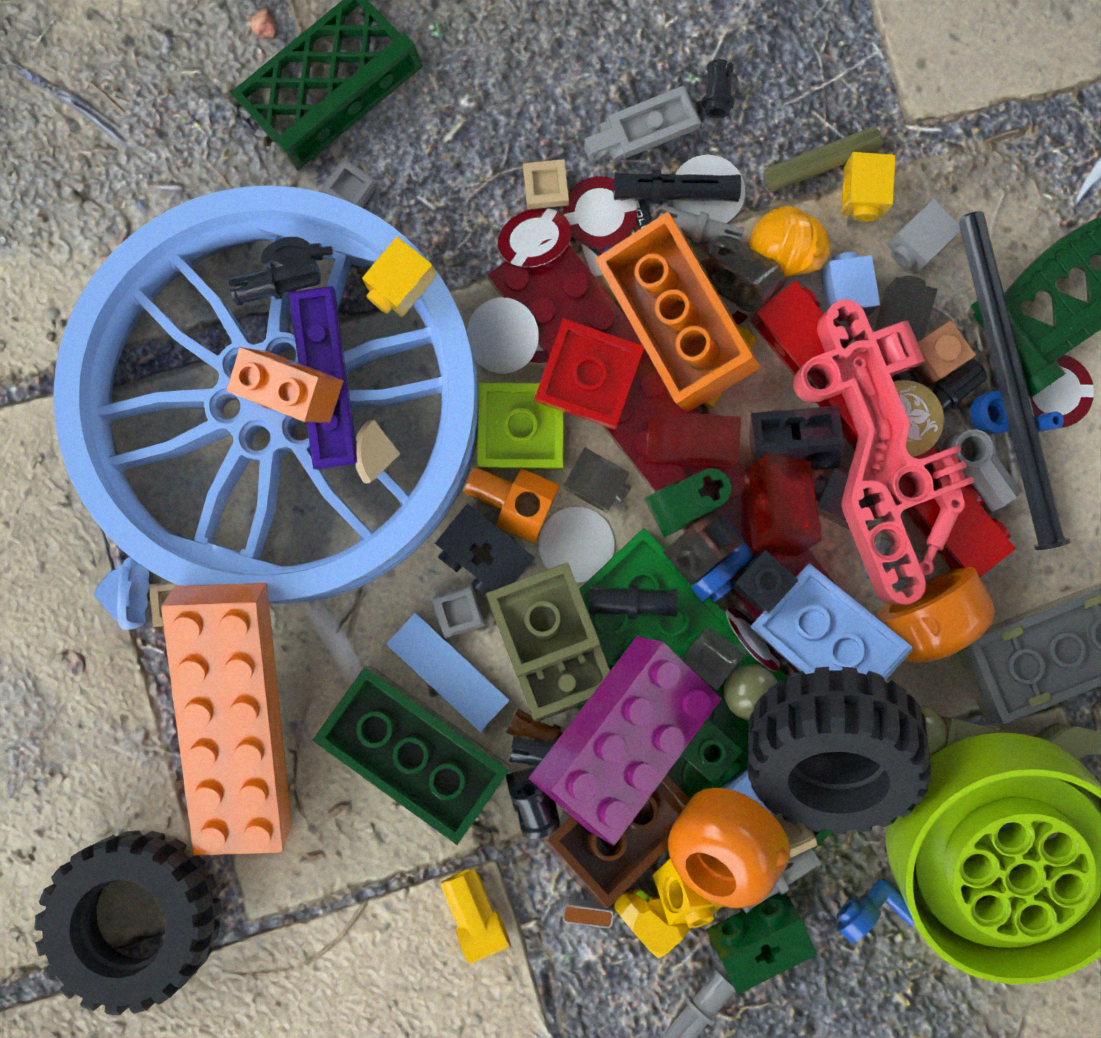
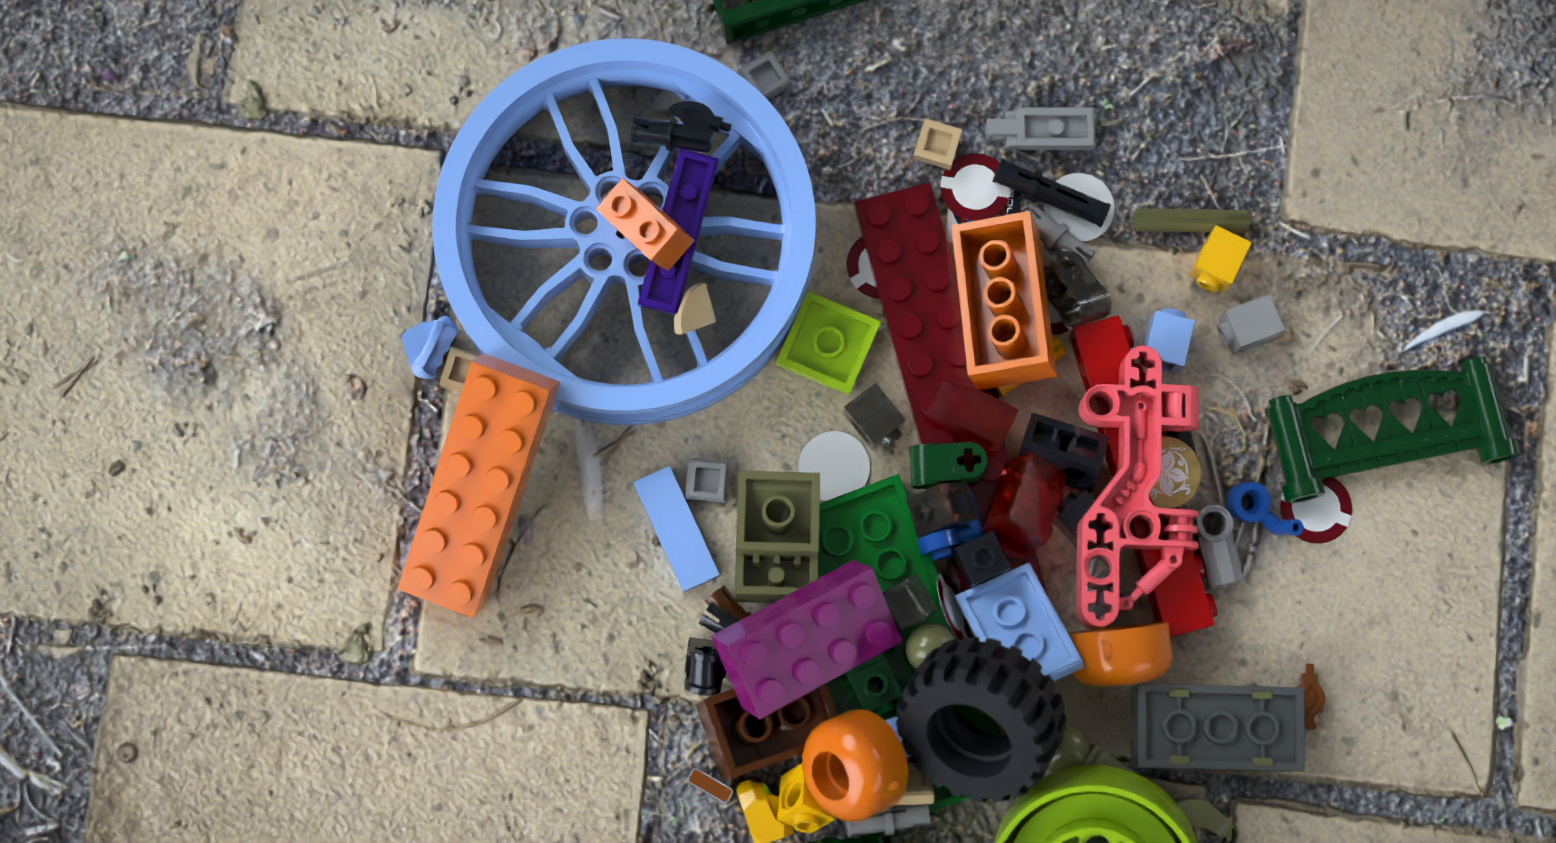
camera: 20 degrees right, 5 degrees down
(83, 956) = (264, 612): black tyre -> none
(398, 278) = (776, 174): yellow brick -> none
(412, 753) = (618, 582): dark green brick -> none
(474, 529) = (750, 415): black brick -> none
(478, 925) = (611, 758): yellow piece -> none
(502, 335) = (845, 259): white sticker -> none
(504, 495) = (790, 397): orange piece -> none
(527, 230) = (904, 177): sticker -> none
(589, 373) = (905, 321): red plate -> none
(633, 601) = (862, 531): black pin -> none
(718, 89) = (1120, 130): black pin -> none
(791, 240) = (1131, 280): light orange hair -> none
(909, 301) = (1213, 376): clear smoke brick -> none
(943, 353) = (1221, 431): nougat brick -> none
(959, 385) = (1226, 466): black axle -> none
(1011, 381) = (1272, 480): black axle -> none

